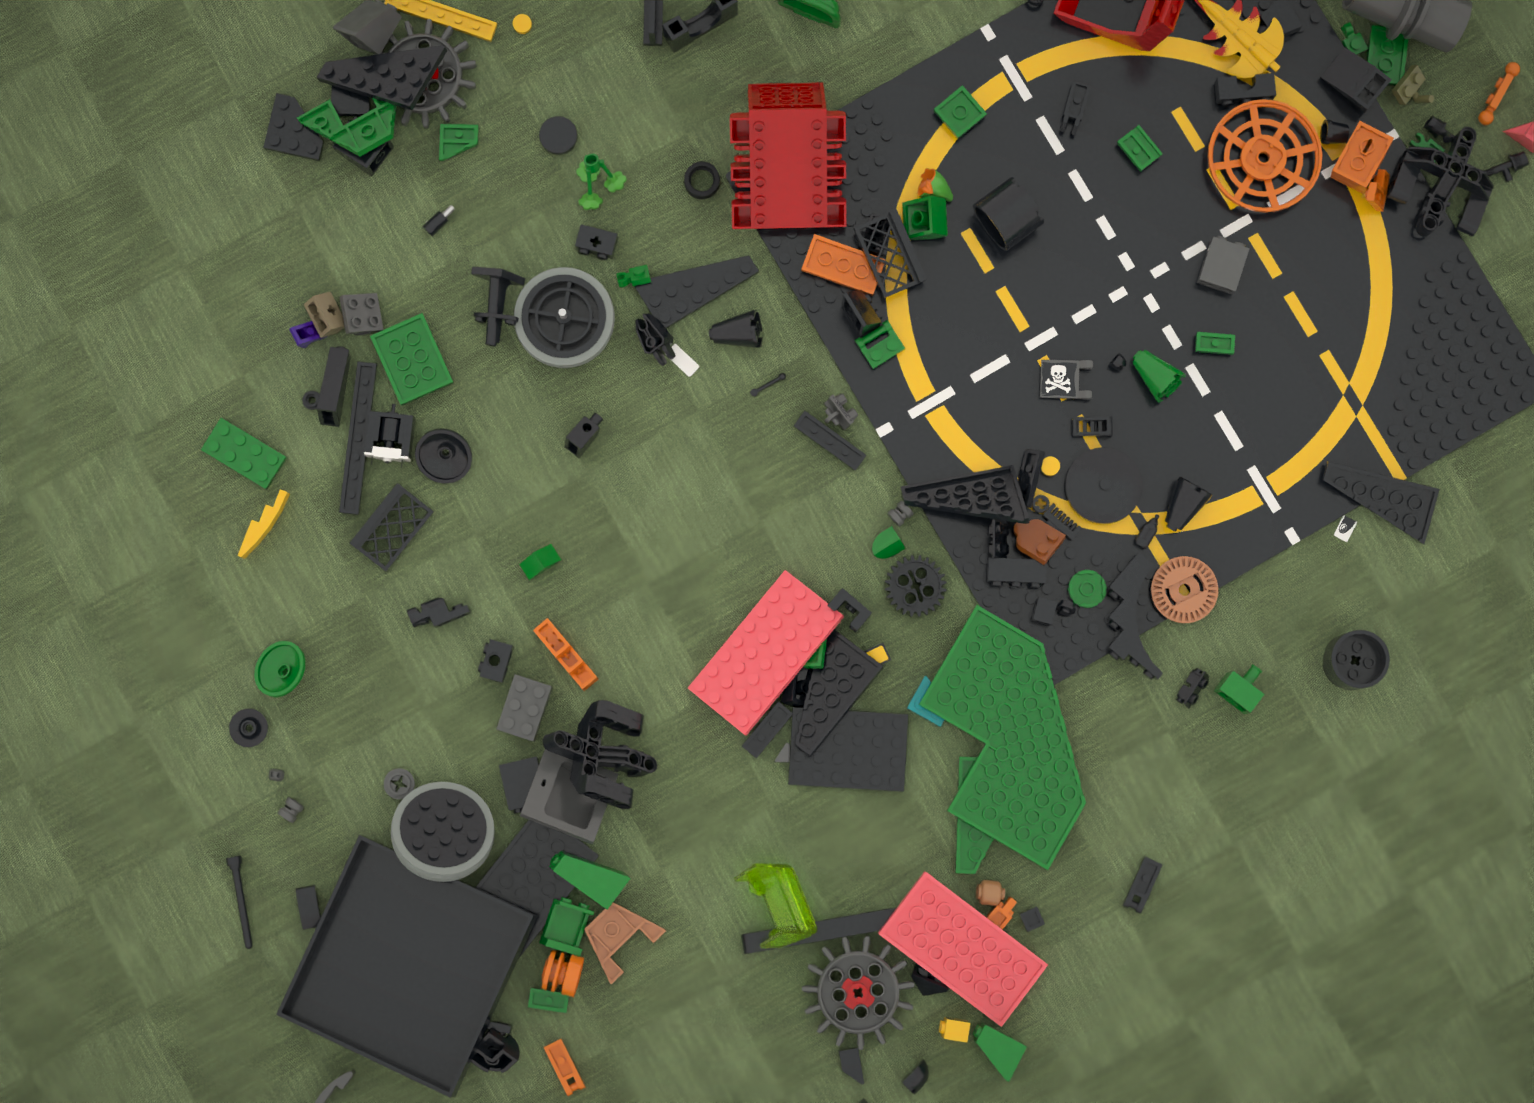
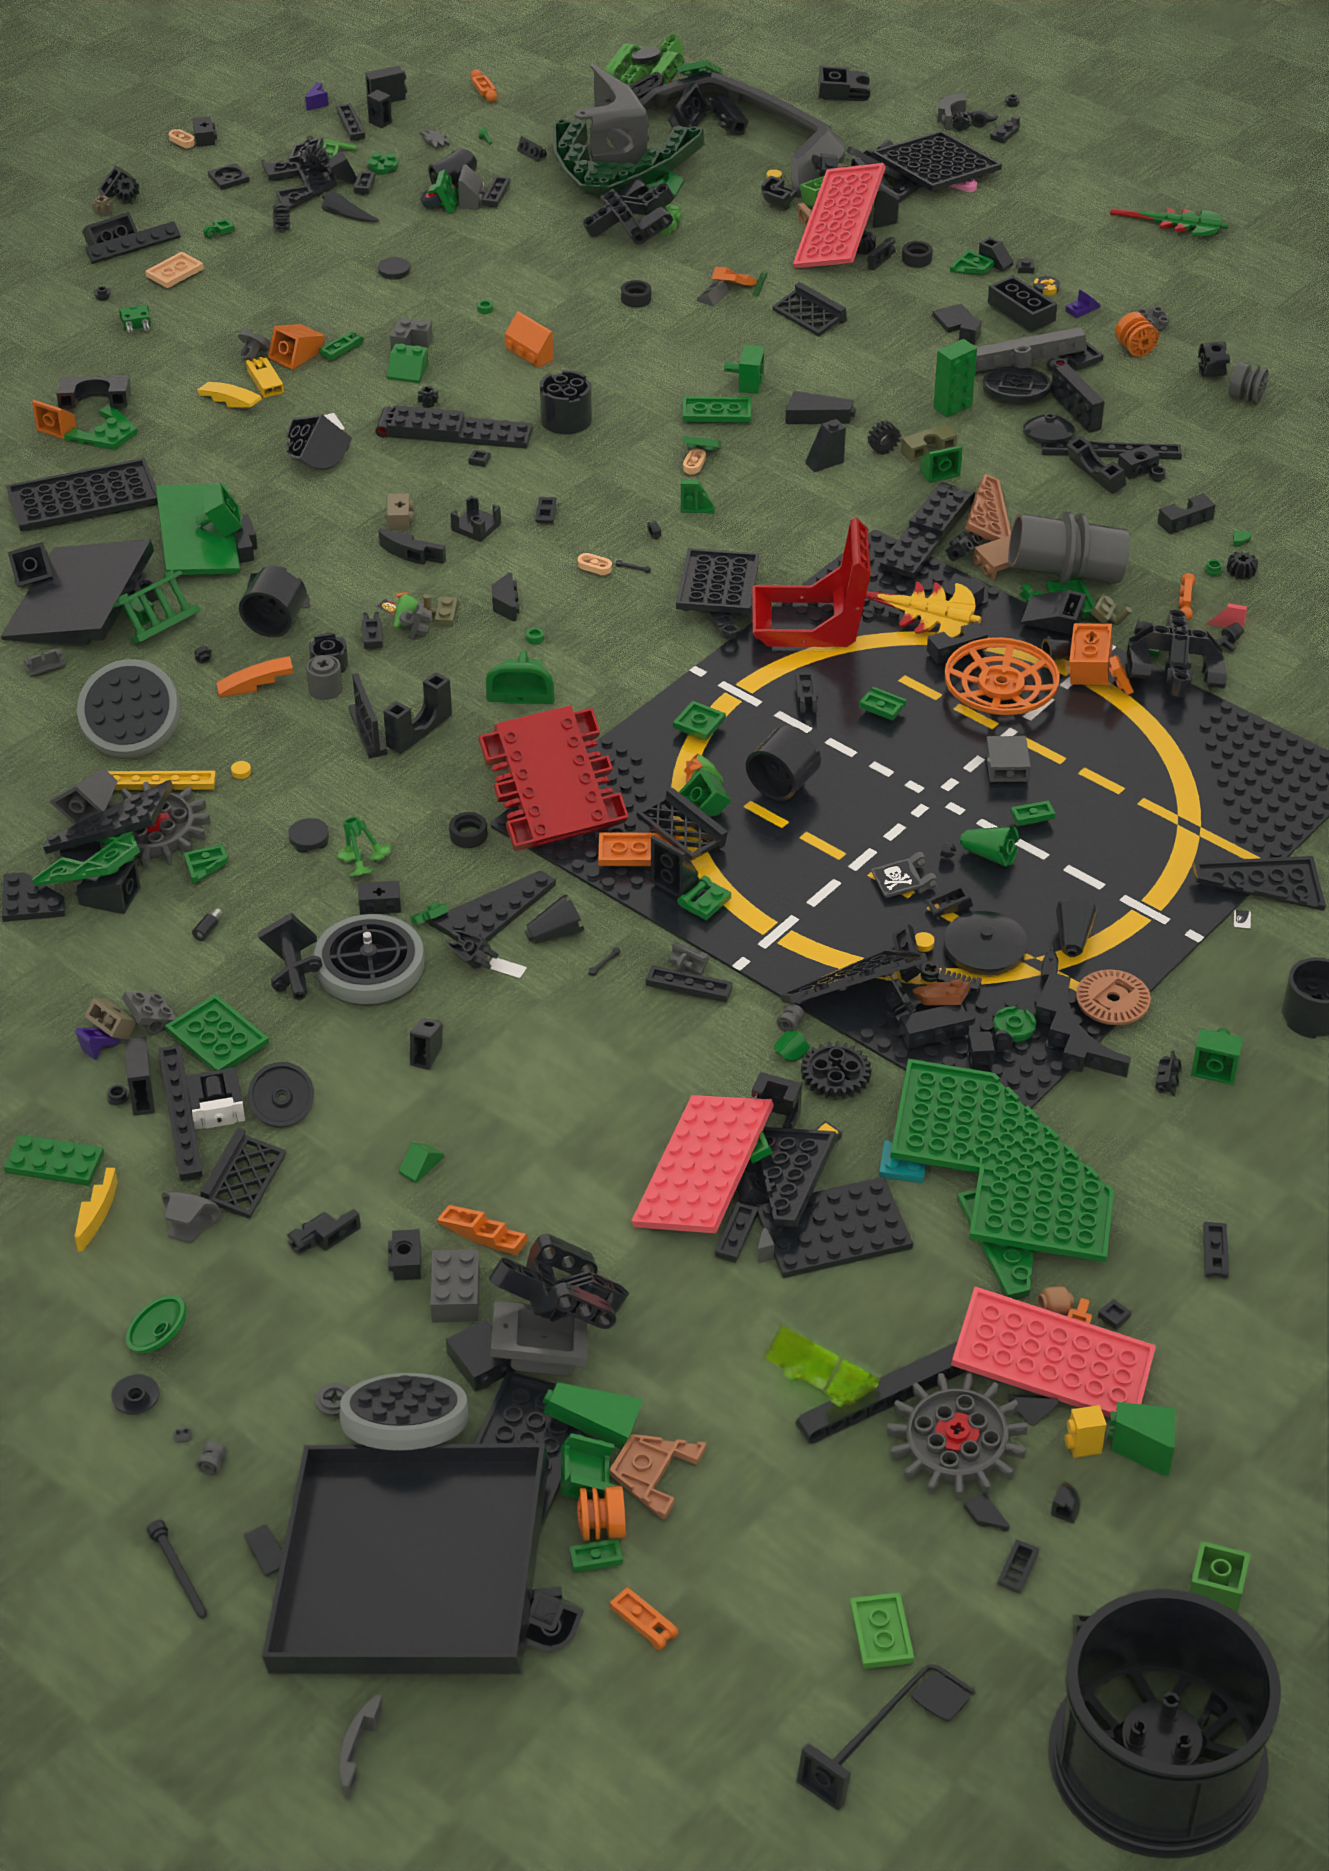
camera: 15 degrees left, 40 degrees down
(333, 558) = (188, 1215): none -> dark grey piece

